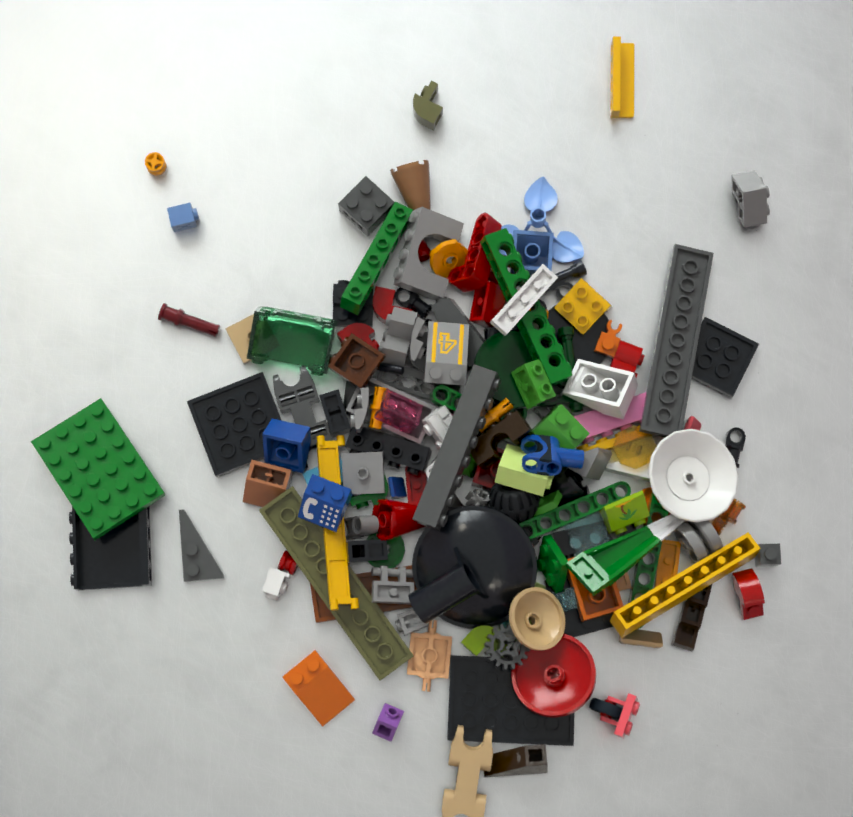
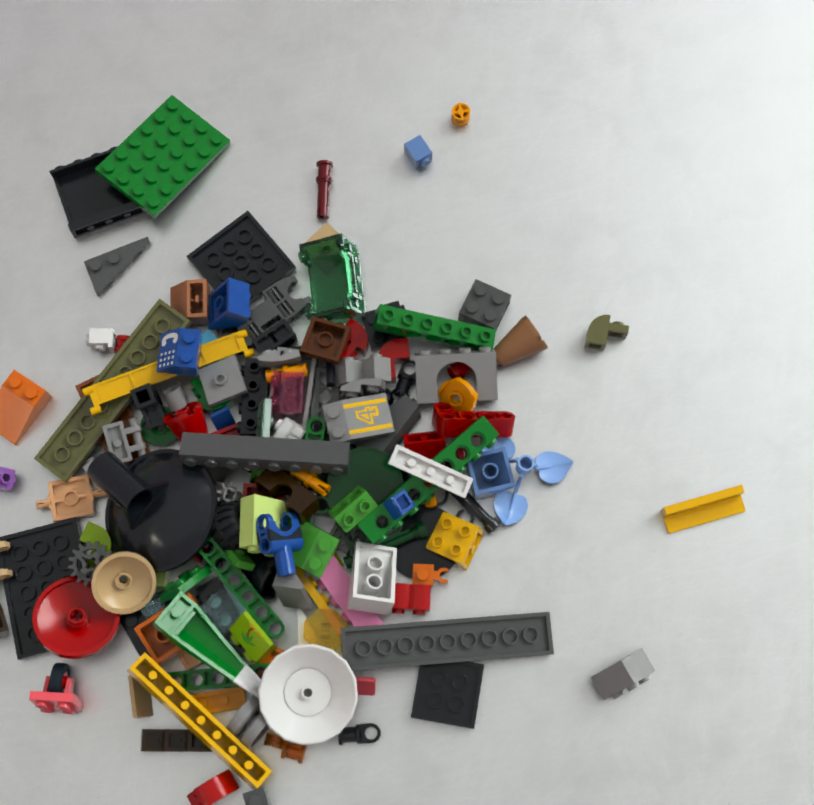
camera: 75 degrees right, 5 degrees down
(419, 442) = (264, 418): none -> sand green plate
(544, 339) = (399, 504): none -> blue slope

